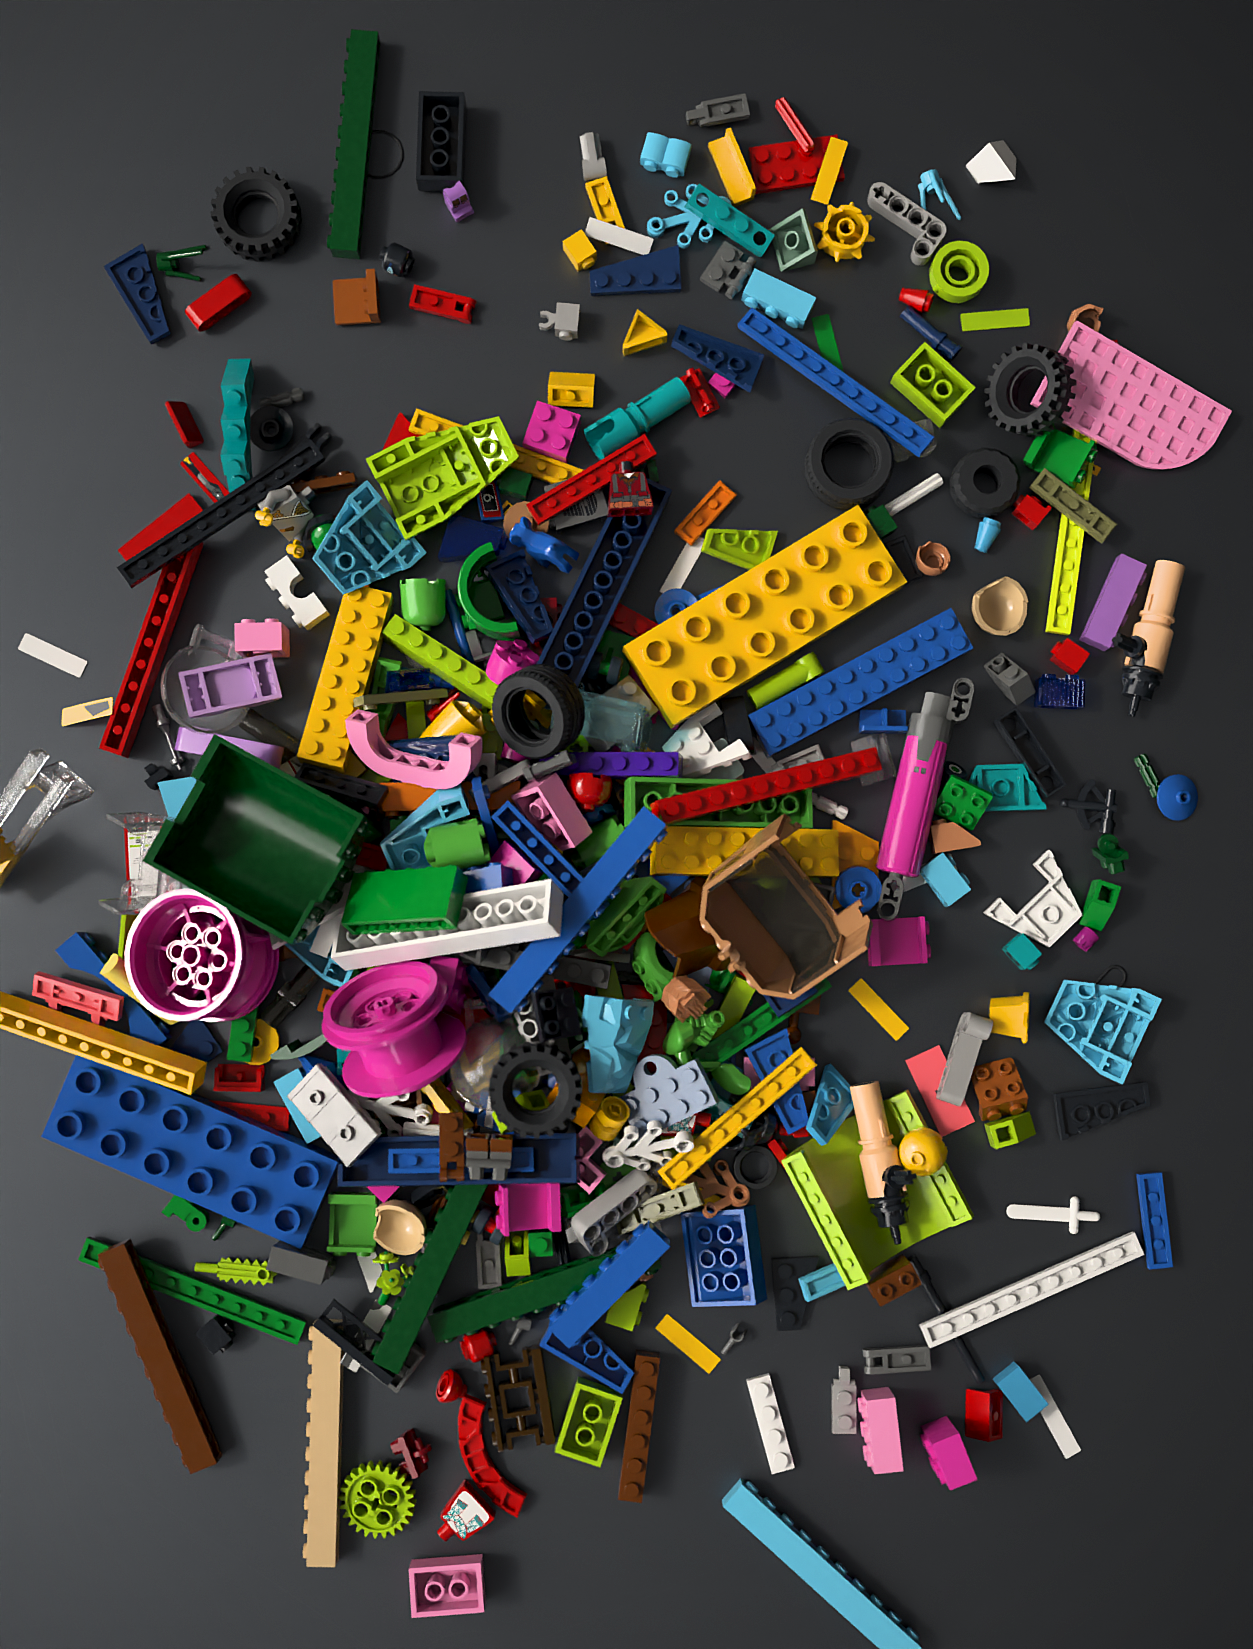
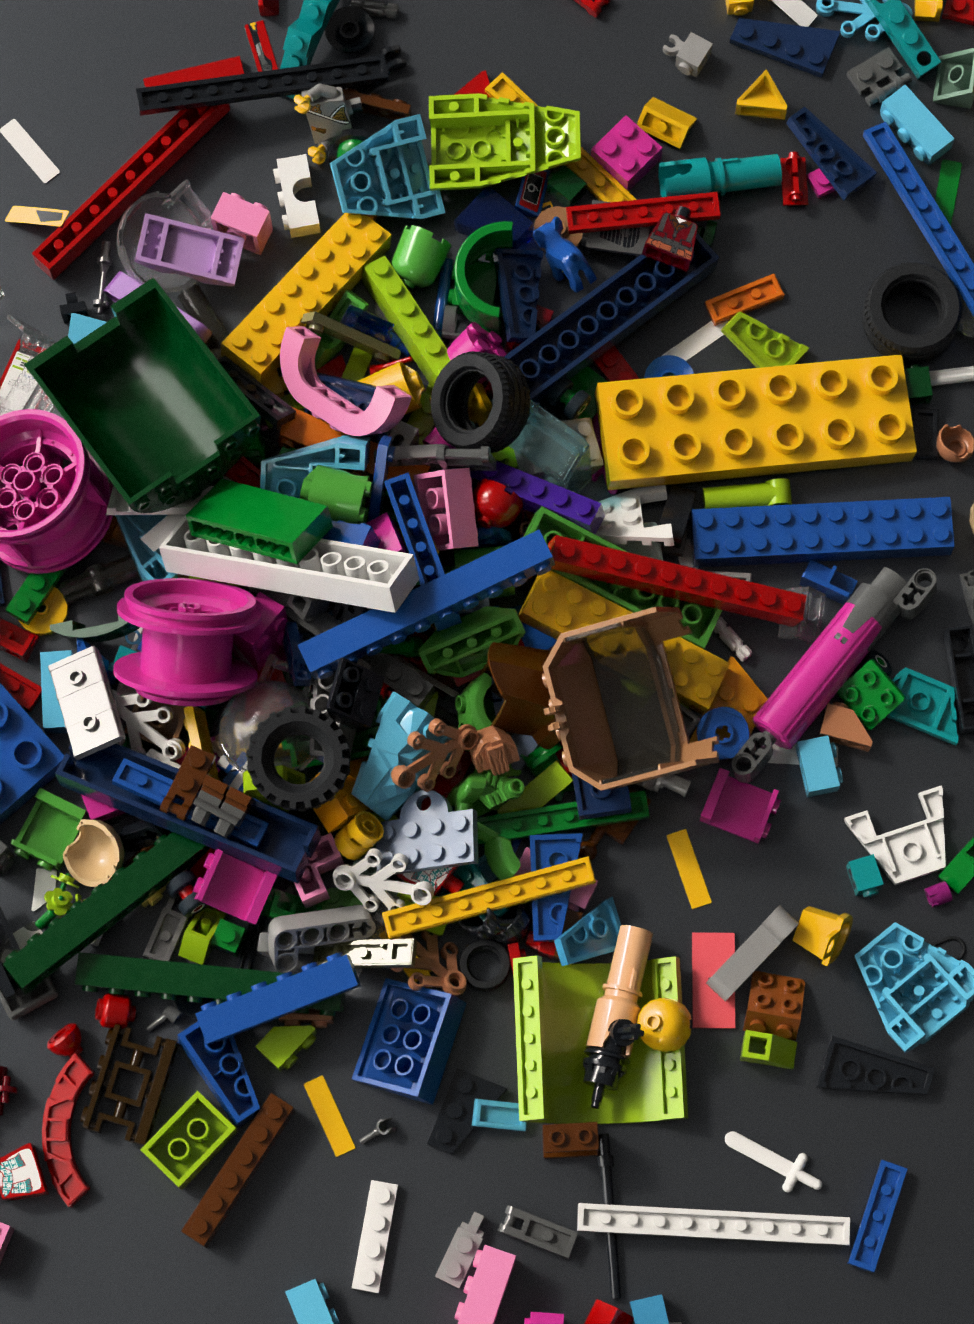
camera: 30 degrees right, 10 degrees down
(657, 1004) = (462, 739): none -> nougat plant

